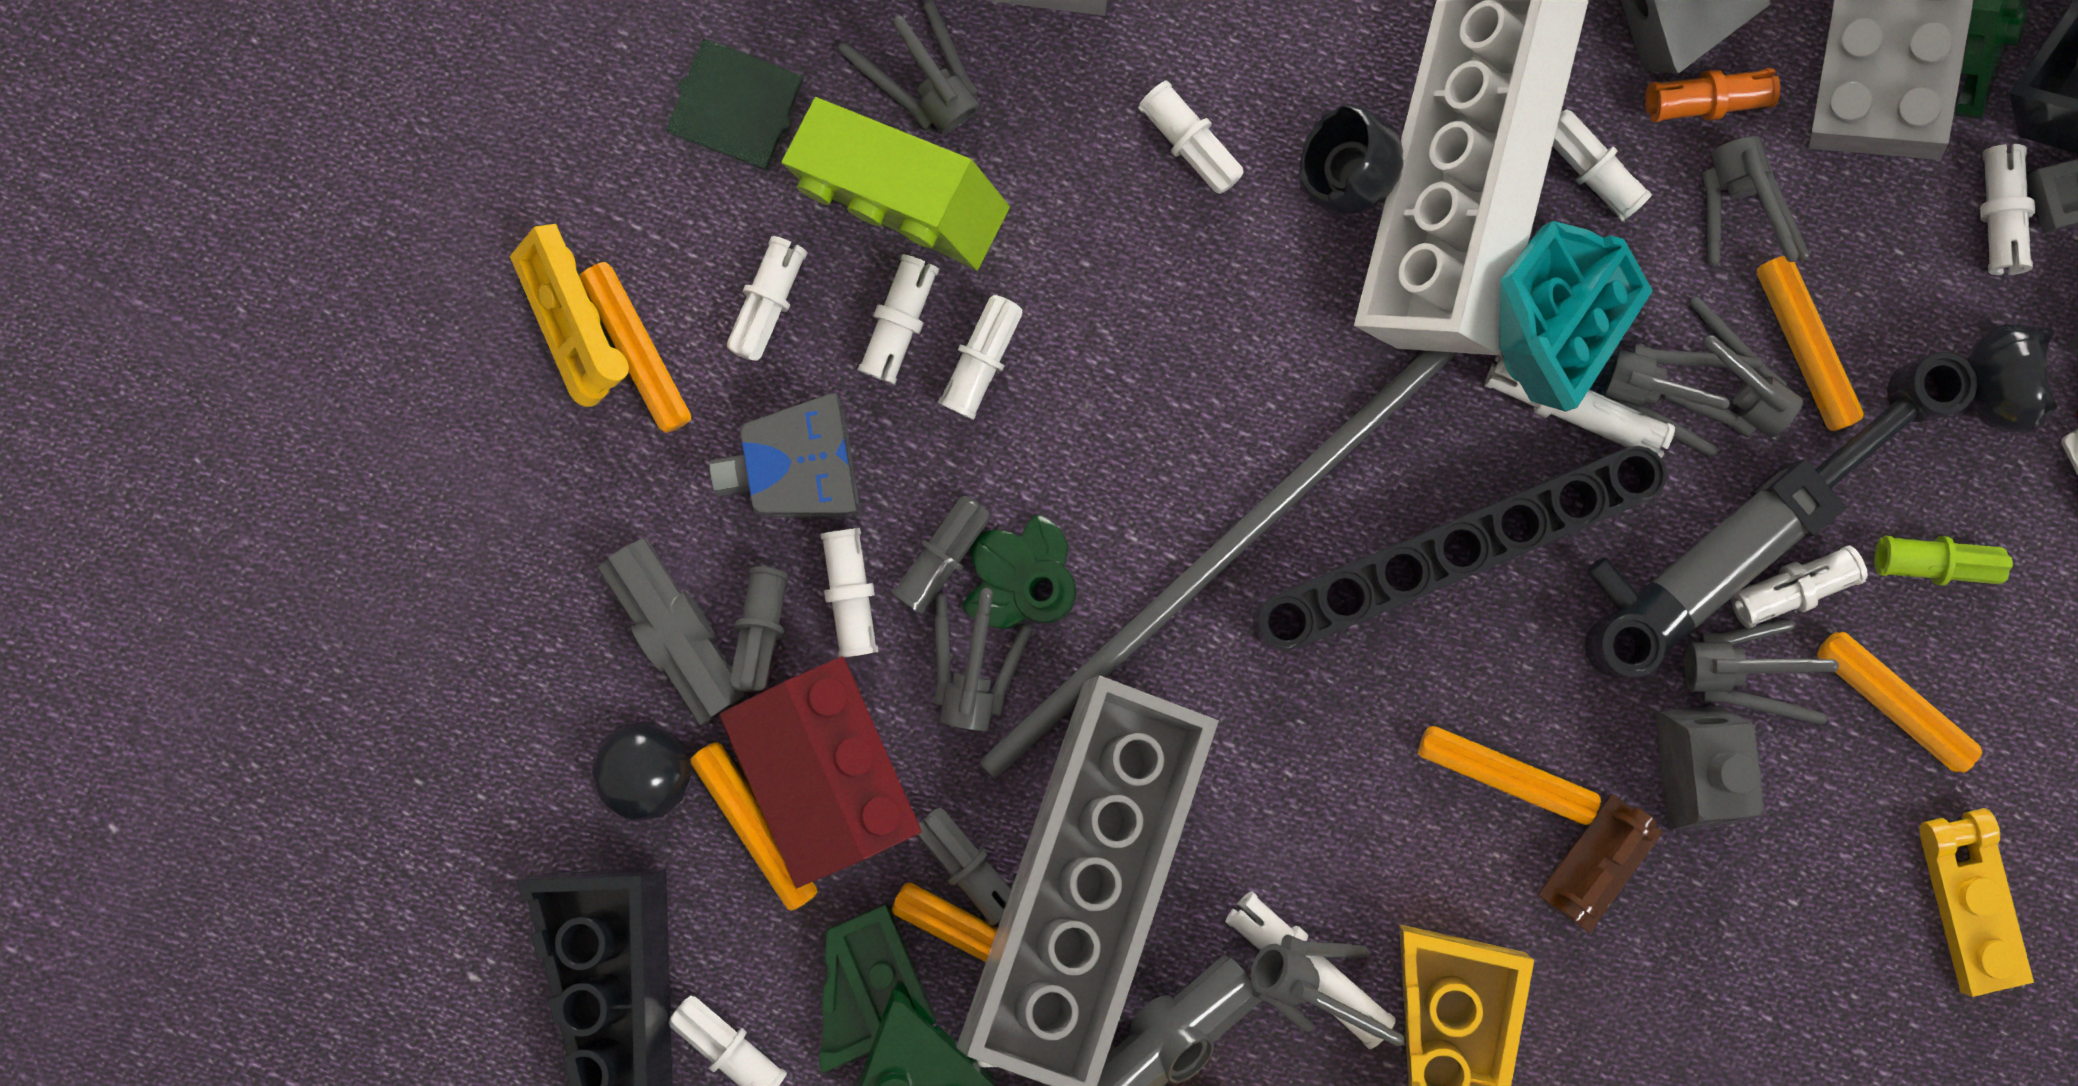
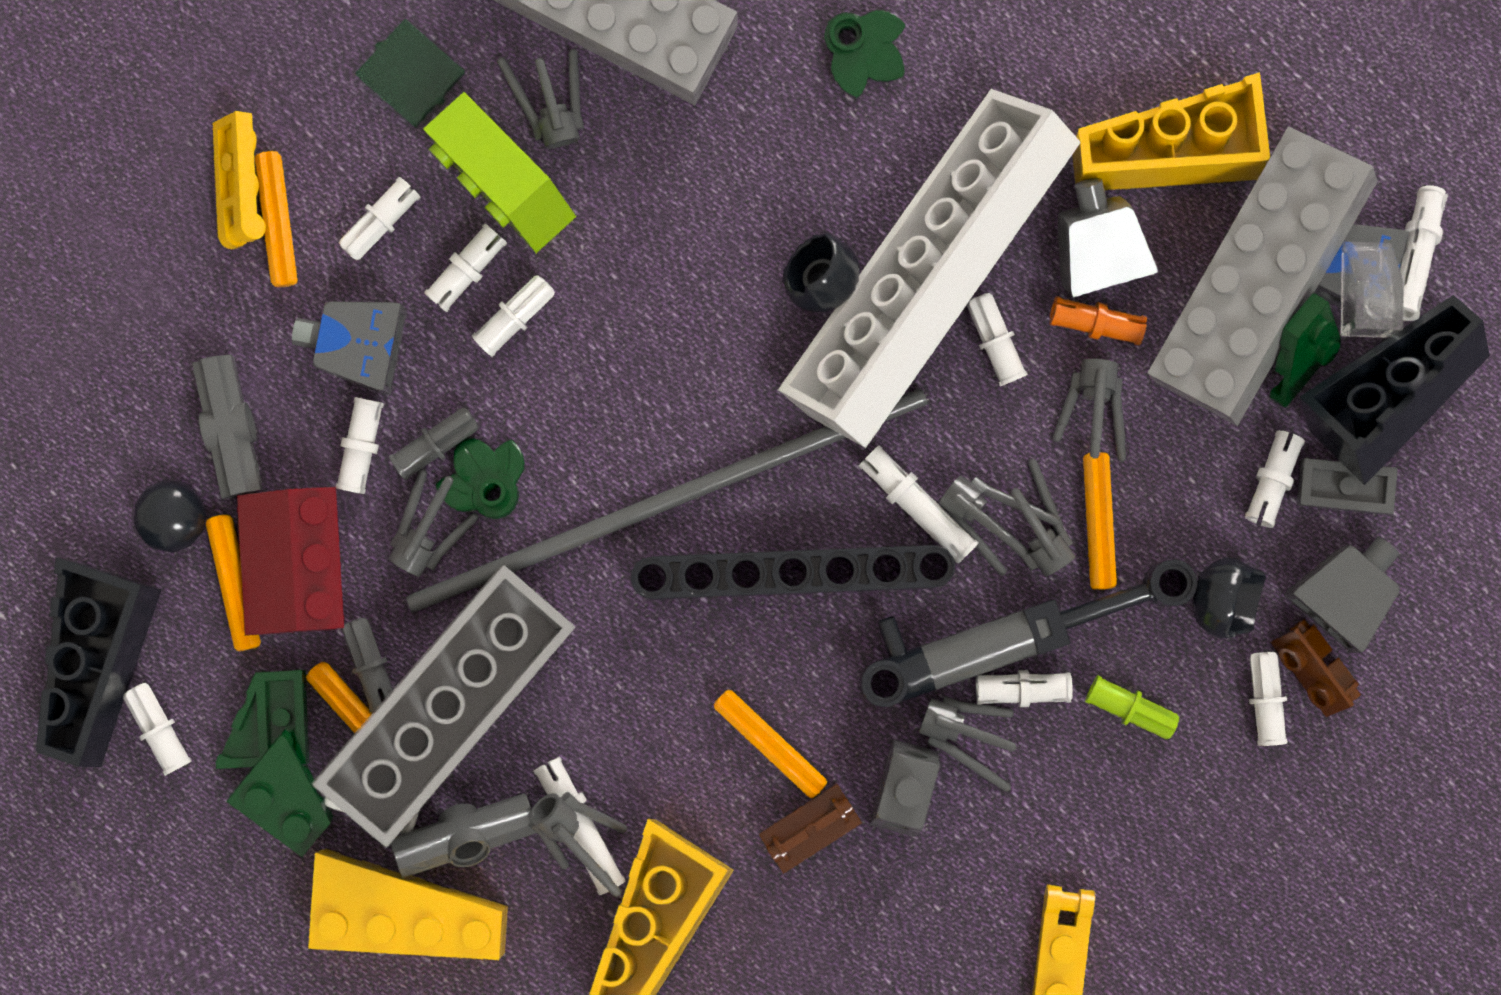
camera: 20 degrees right, 0 degrees up
(758, 629) = (286, 447): dark grey axle -> none
(1191, 137) = (719, 215): white axle -> none
(1567, 311) = (927, 431): teal wedge -> none
(1901, 703) = (1063, 795): light orange axle -> none

